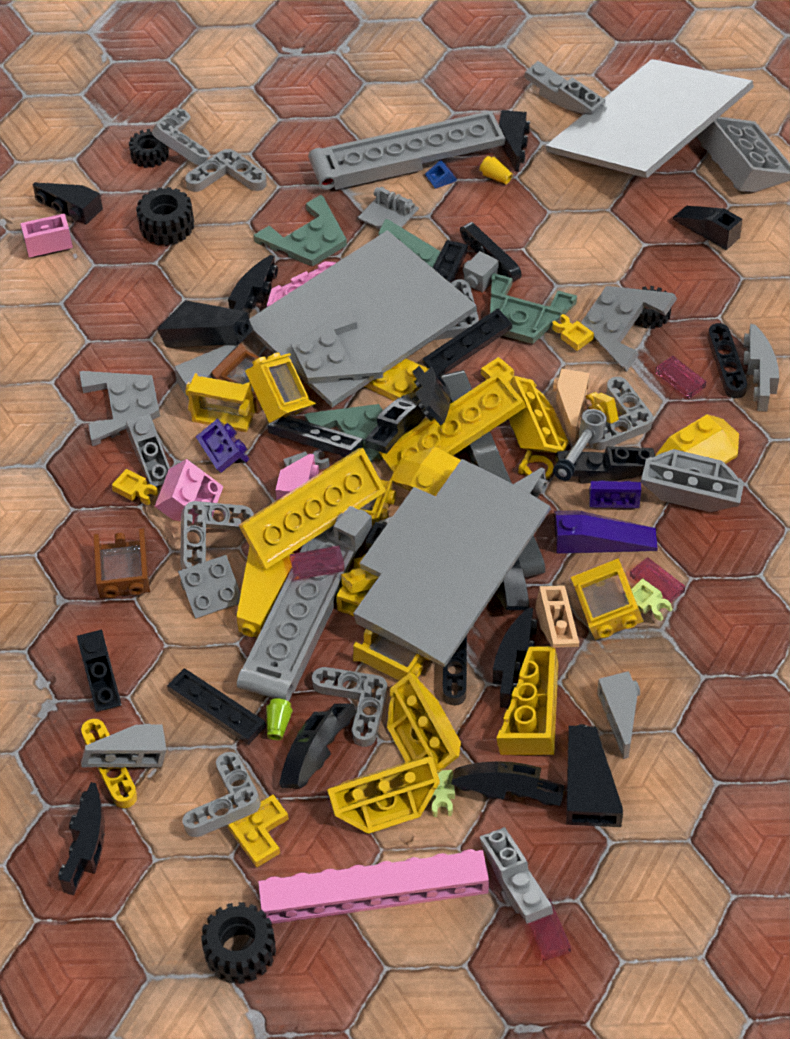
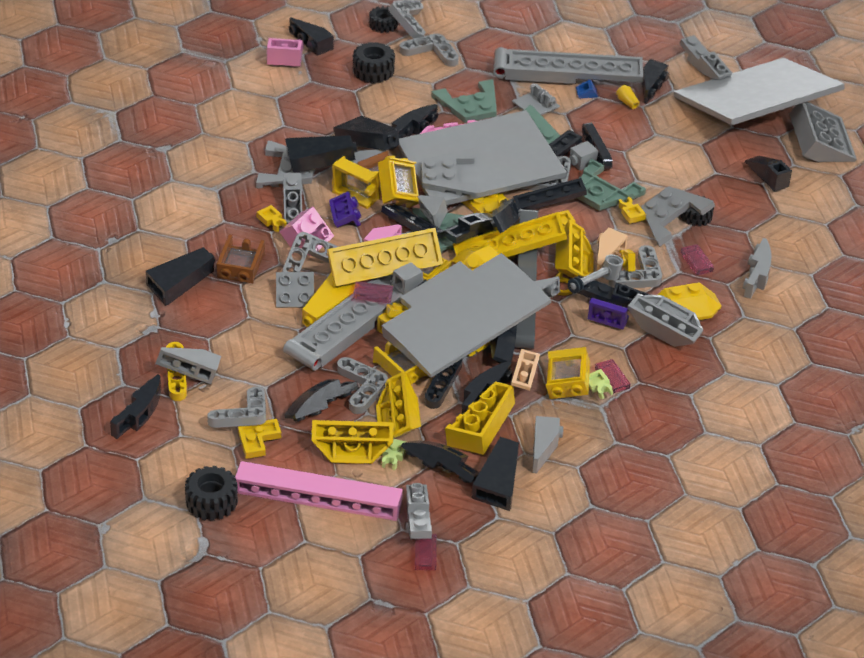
camera: 15 degrees right, 10 degrees down
(51, 614) = (179, 275): none -> black slope
(99, 670) = (195, 314): black slope -> none
(157, 373) = (318, 152): none -> black slope
(216, 706) = (264, 359): black plate -> none
(277, 718) = (303, 377): lime cone -> none
(336, 411) = (433, 208): none -> light grey slope
(594, 533) = (577, 333): dark purple wedge -> none
(731, 359) = (737, 258): black beam -> none

